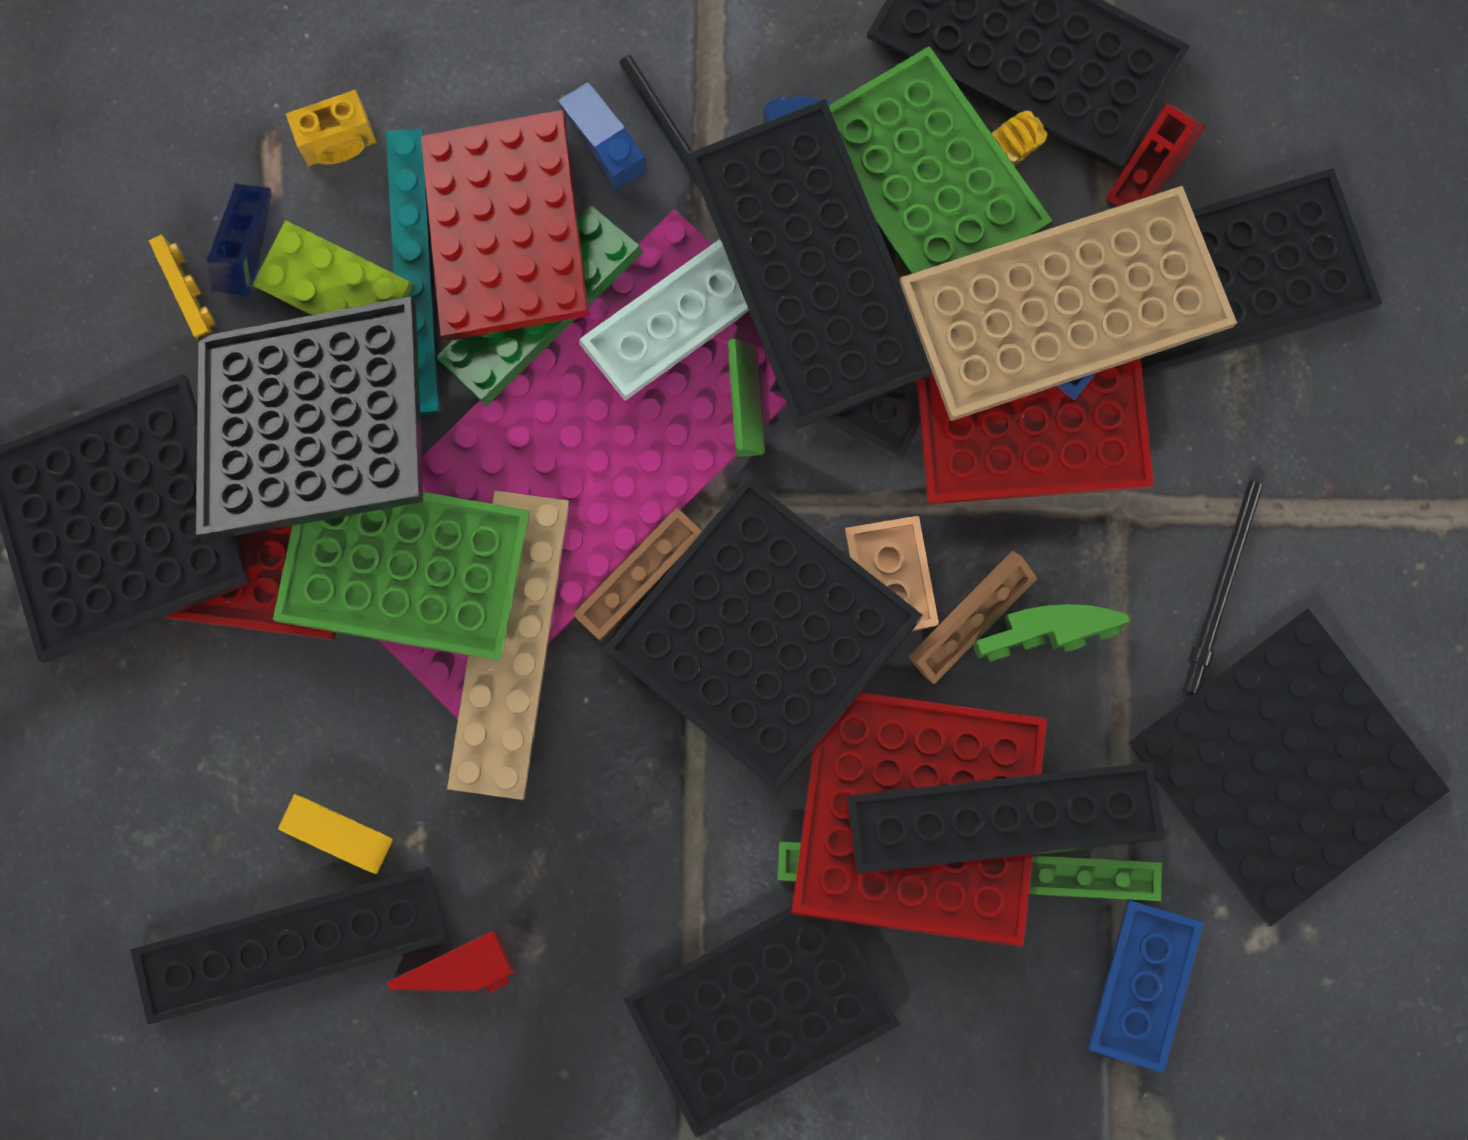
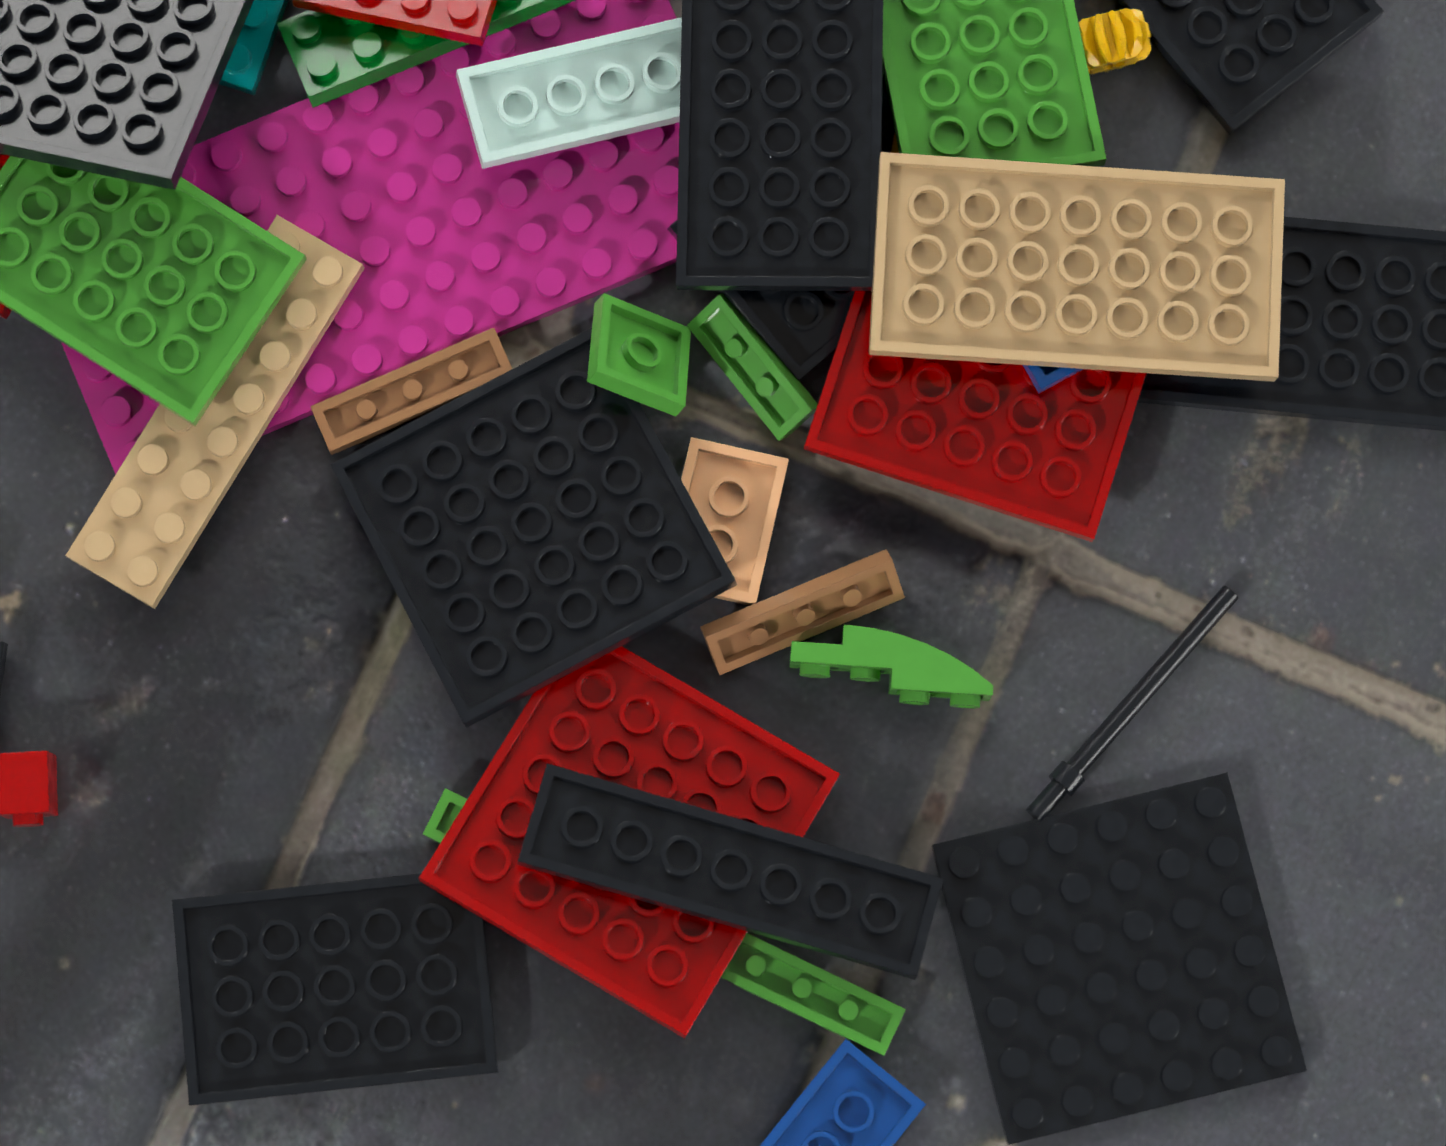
camera: 20 degrees right, 0 degrees up
(745, 398) = (634, 225): bright green slope -> none
(787, 485) = (639, 355): none -> bright green plate
(866, 462) = (753, 367): none -> bright green plate
(1157, 156) = (1283, 131): red slope -> none

